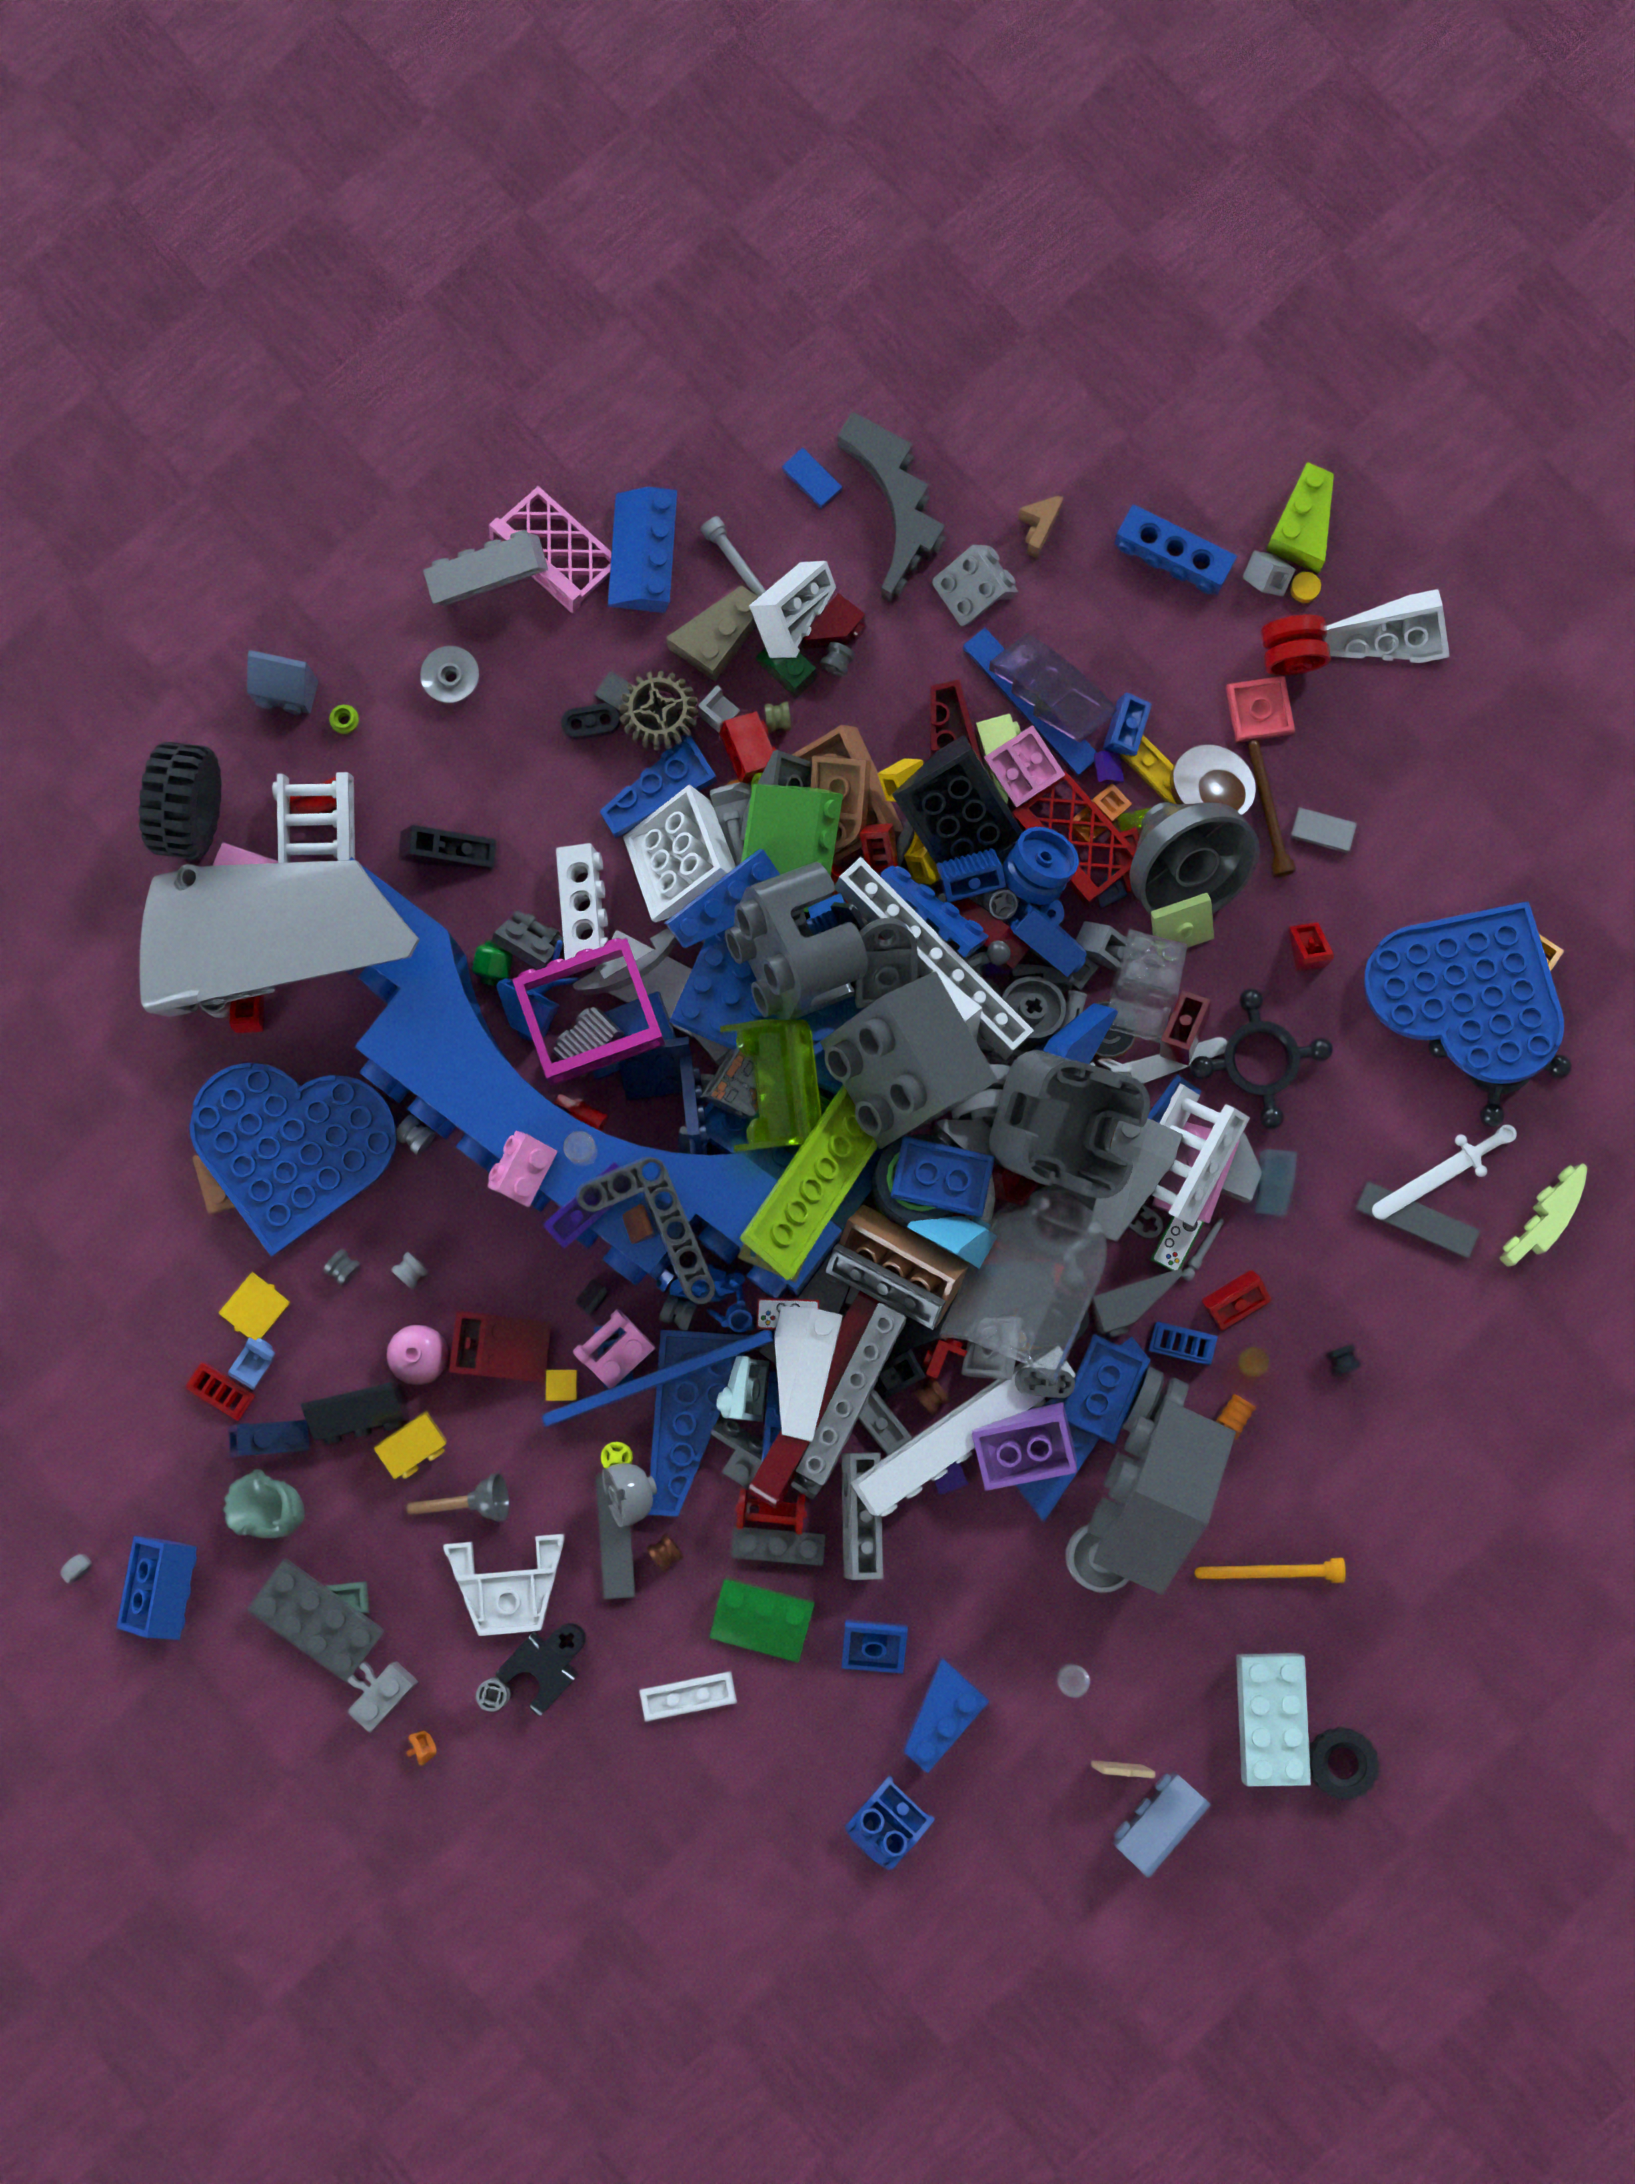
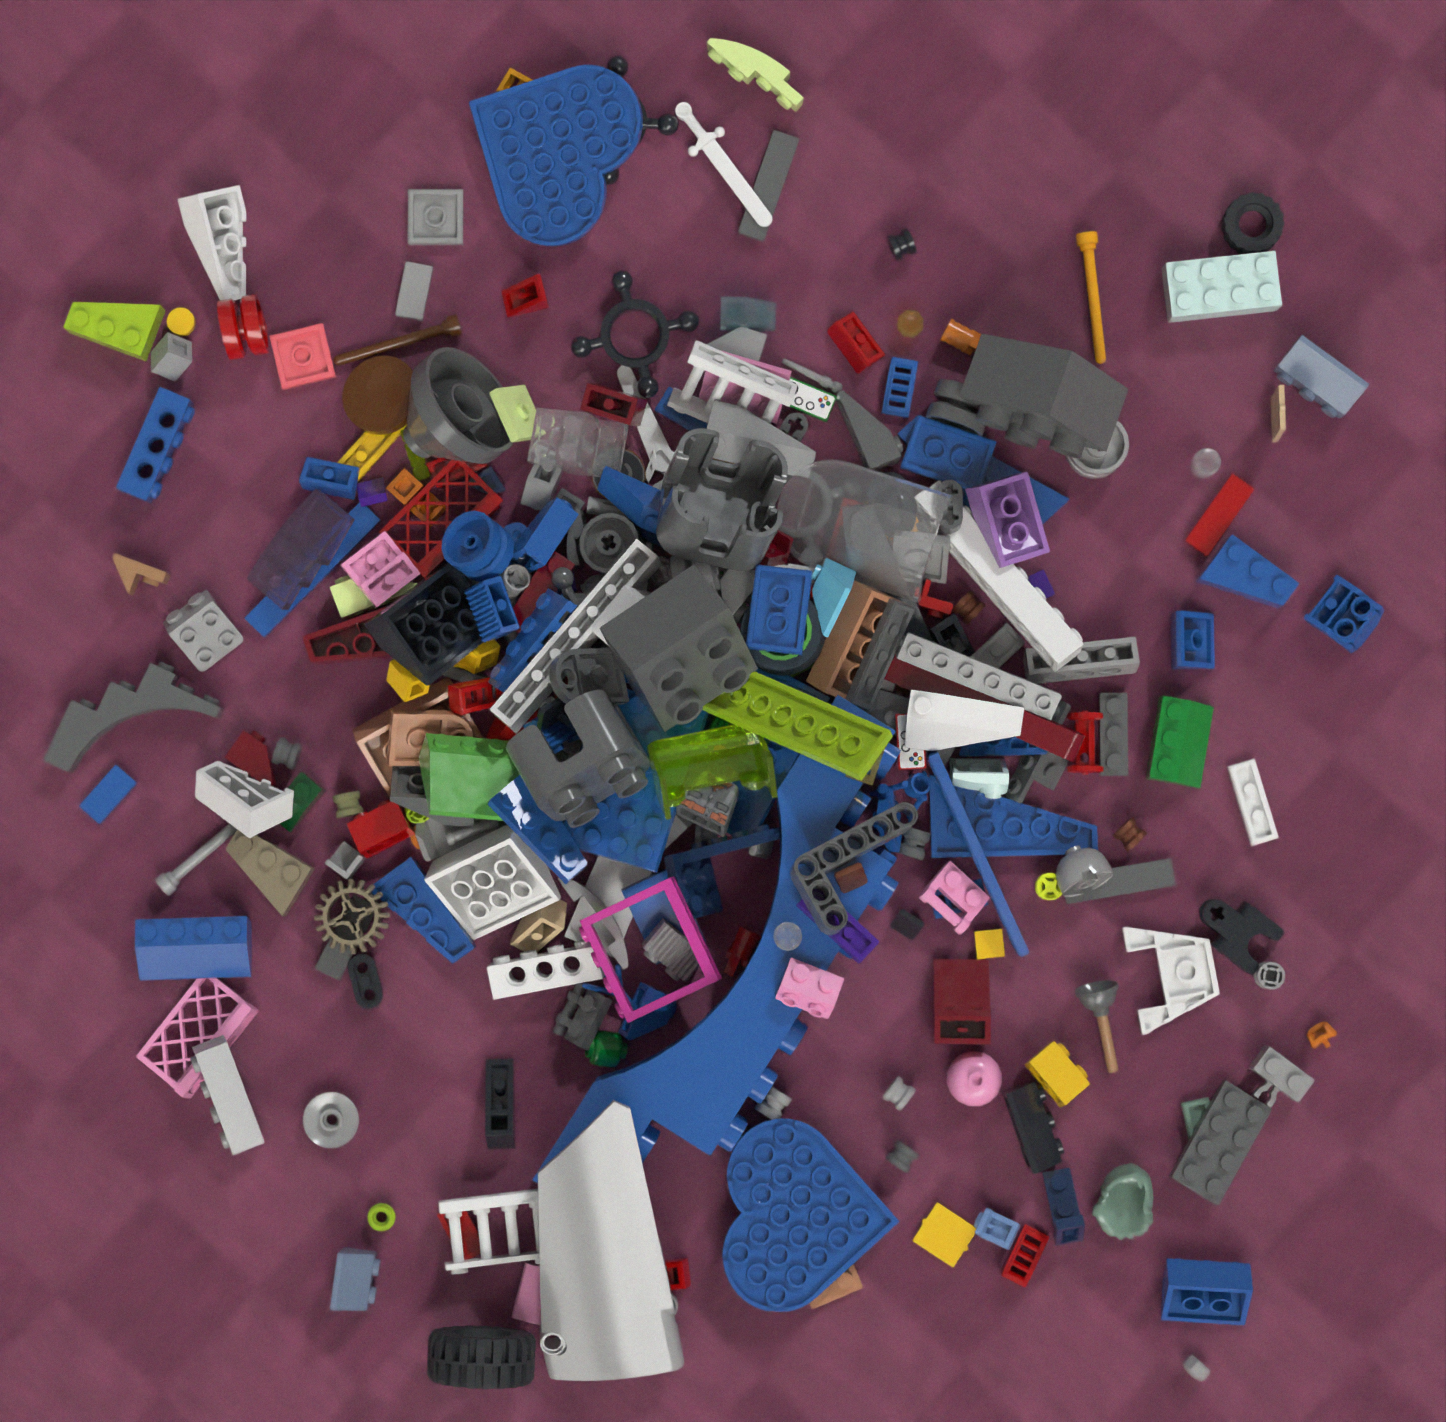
camera: 100 degrees left, 5 degrees up
(628, 904) = (540, 927): none -> tan slope
(1013, 1691) = (1219, 515): none -> red tile
(1403, 859) = (435, 216): none -> light grey tile

